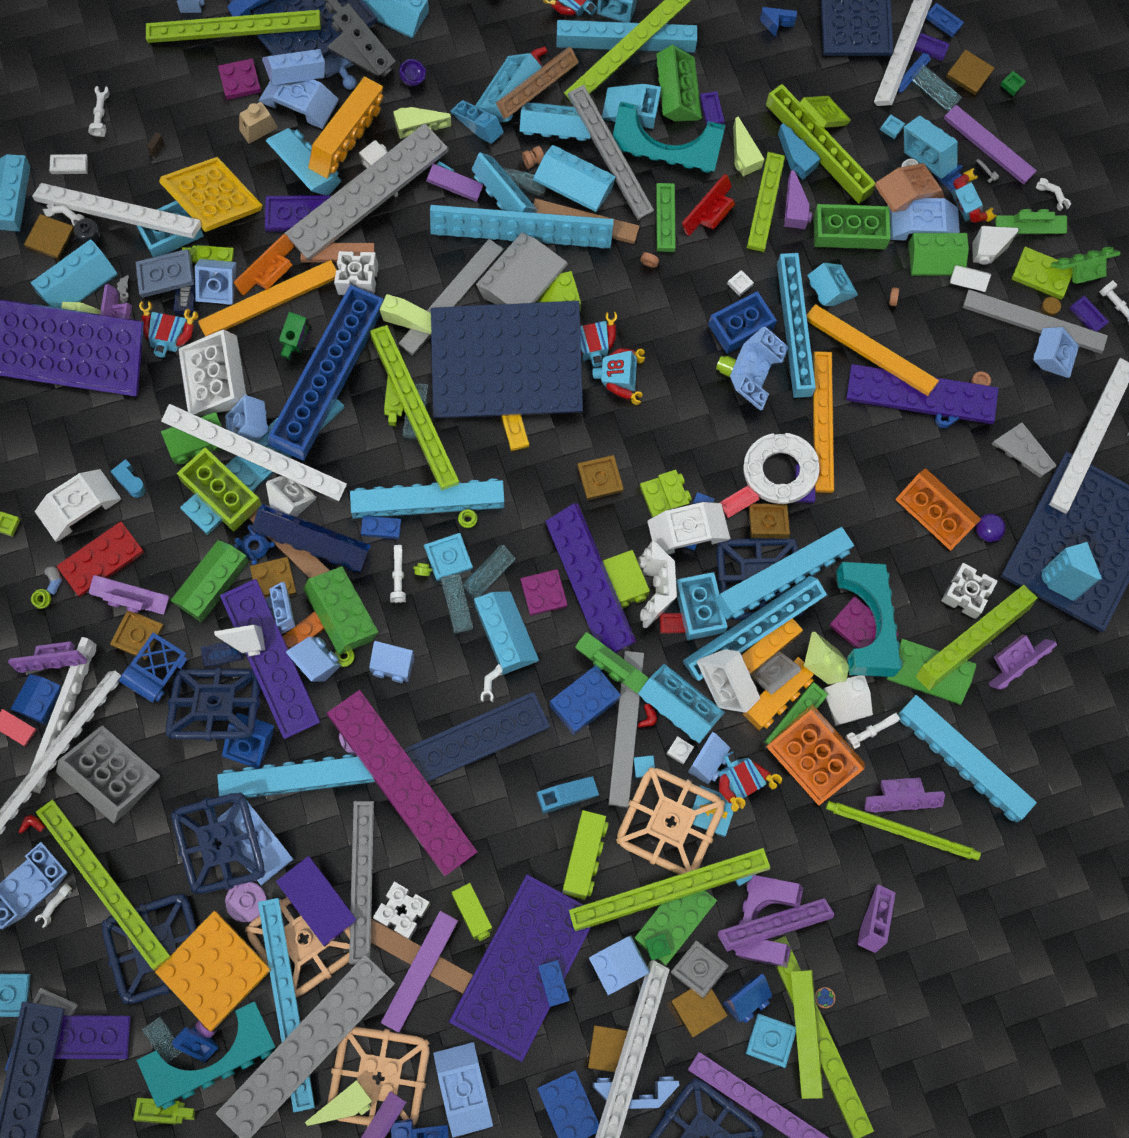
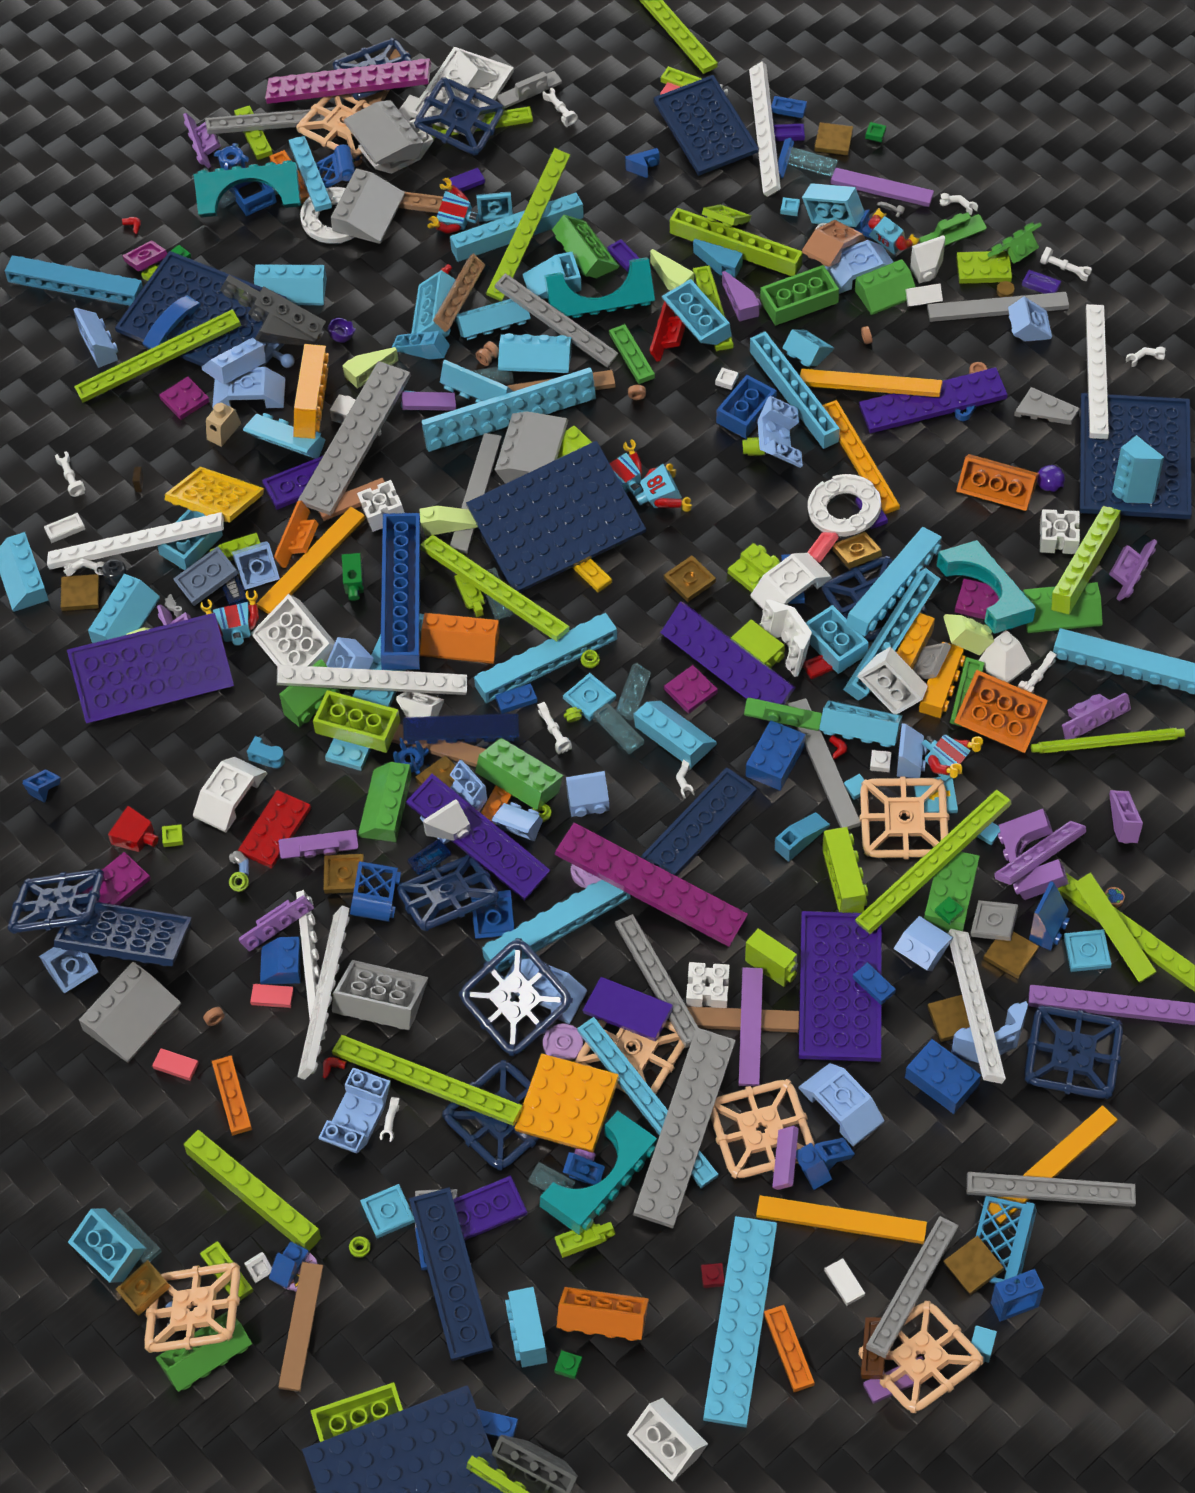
camera: 15 degrees left, 15 degrees down
(346, 1104) = (745, 1156): yellowish green slope -> none
(359, 442) = (459, 638): none -> orange slope
(744, 205) = (698, 313): none -> medium azure slope

